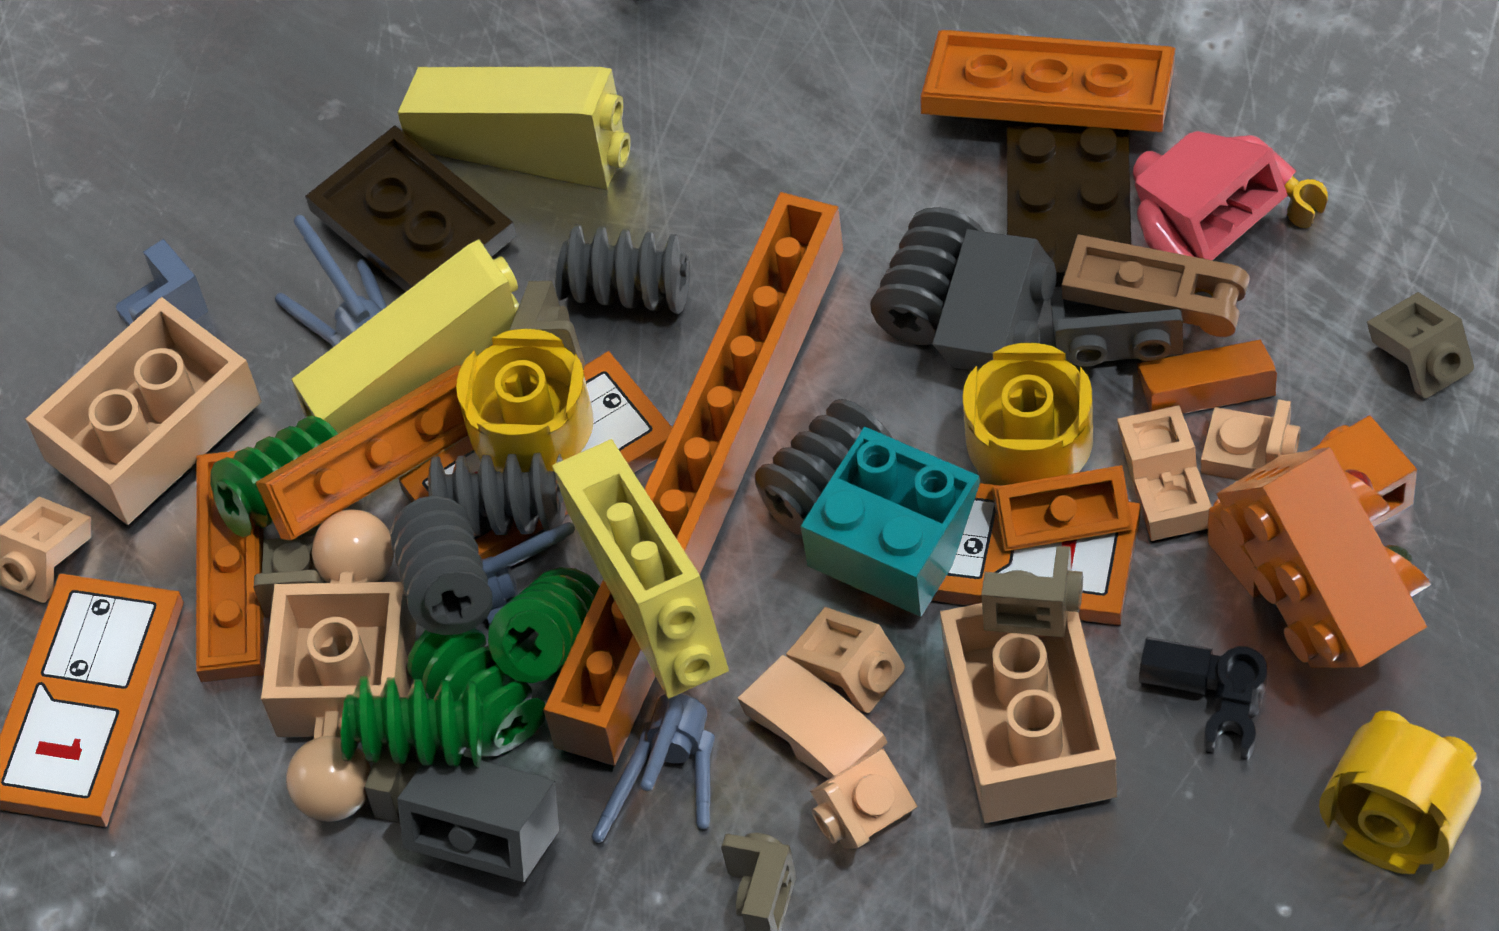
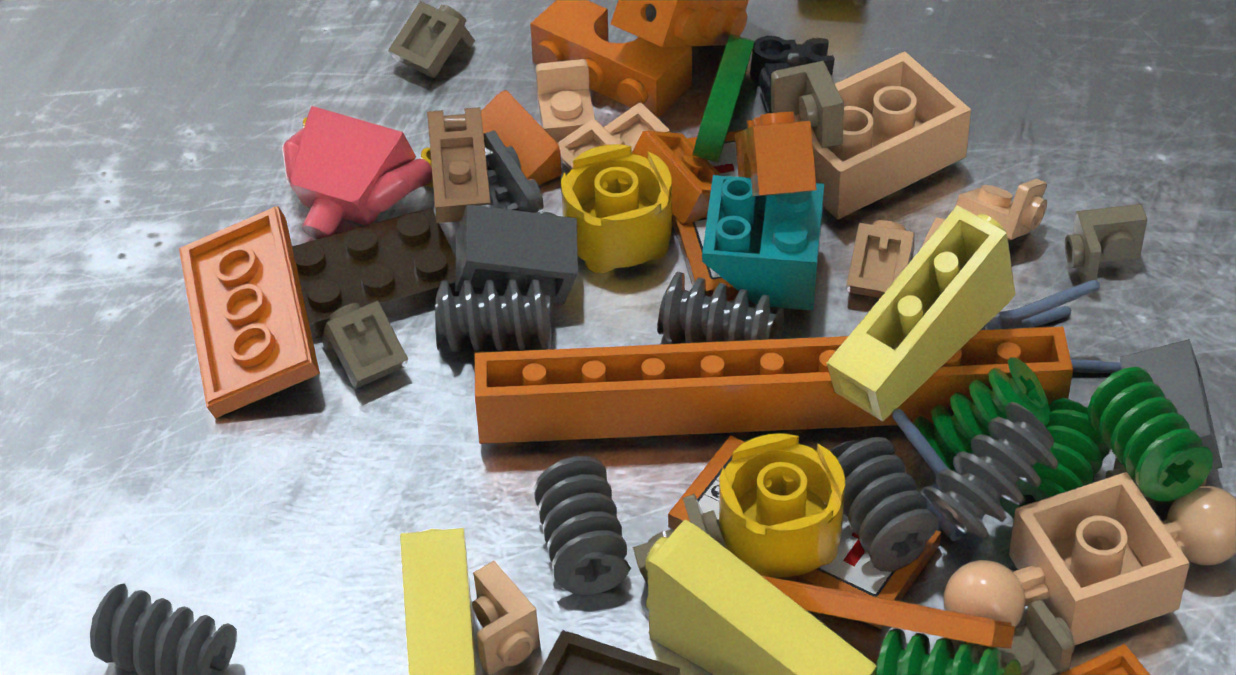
camera: 120 degrees left, 10 degrees down
(557, 190) = (507, 620): none -> light nougat bracket
(925, 495) = (776, 154): none -> orange arch
(954, 162) = (364, 343): none -> dark tan bracket
(1161, 577) = (723, 98): none -> green beam

